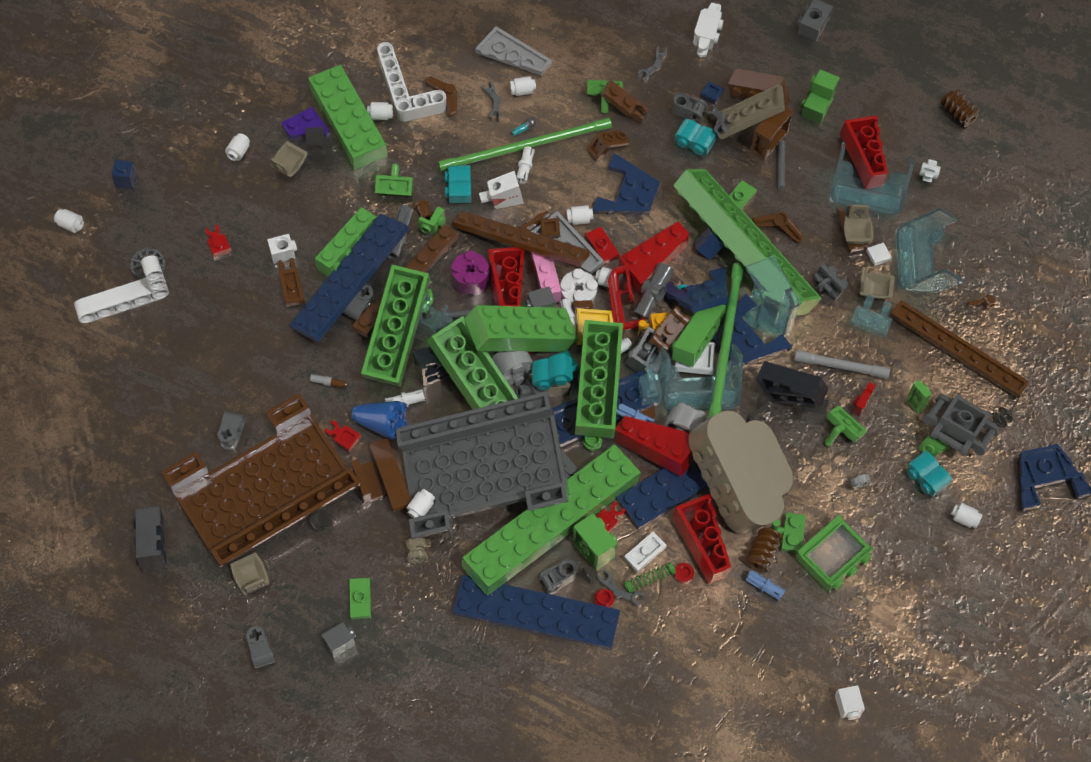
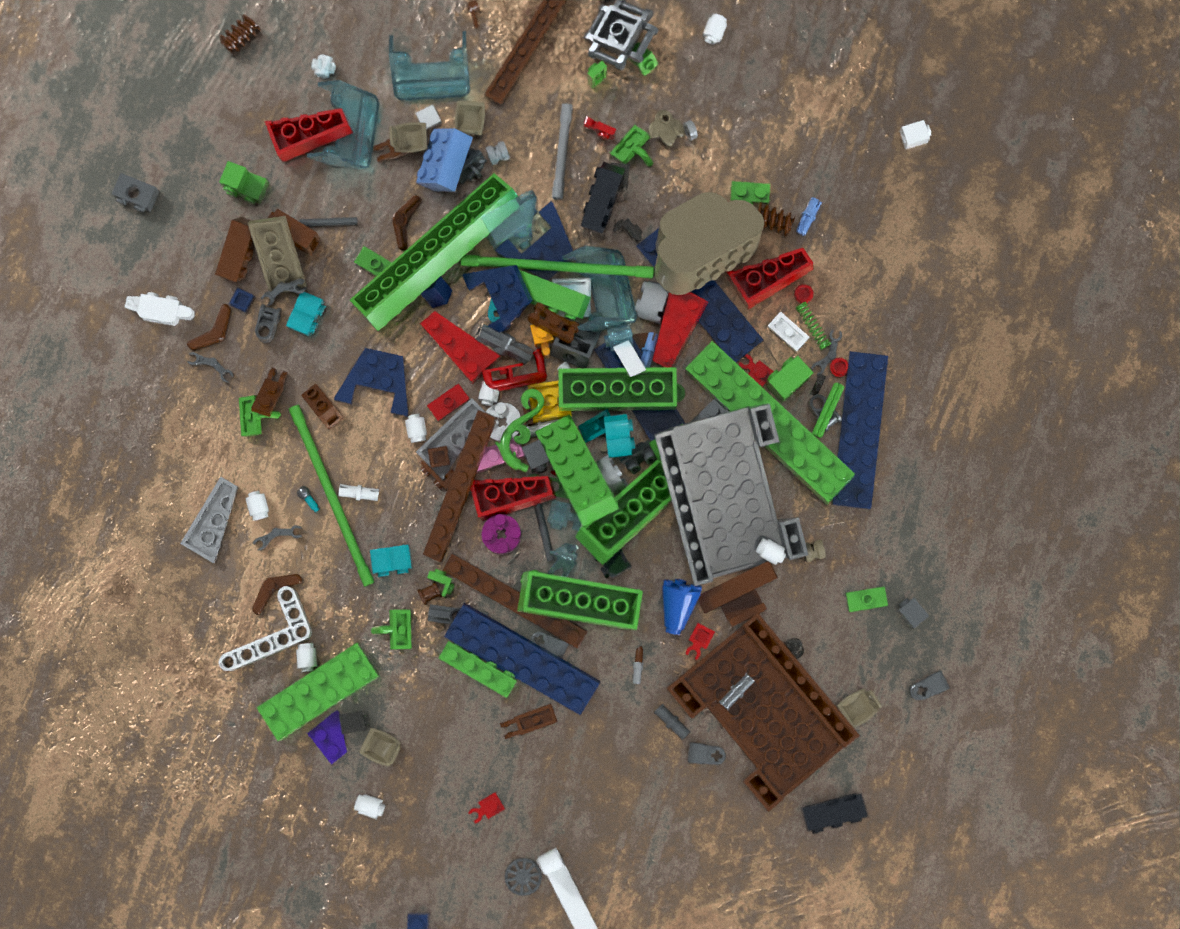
camera: 90 degrees left, 20 degrees up
(267, 403) = (672, 722): none -> dark grey pin
(275, 245) = (498, 742): white brick -> none
(286, 459) = (737, 691): none -> dark grey pin
(408, 398) = (652, 584): white pin -> none
(503, 191) = (398, 503): white torso -> none
(558, 574) = (828, 410): none -> bright green axle
(559, 294) = (504, 445): none -> bright green plant
(627, 388) = (629, 358): none -> white sticker
(682, 70) = (216, 334): none -> reddish brown piece
(834, 554) = (770, 151): window -> none
(835, 254) = (444, 159): none -> medium blue brick
(841, 306) = (497, 153): none -> light grey wheel
(861, 458) = (666, 130): none -> dark tan plate
(870, 320) = (508, 123): clear light blue plate -> none
(929, 474) = (675, 65): teal brick -> none

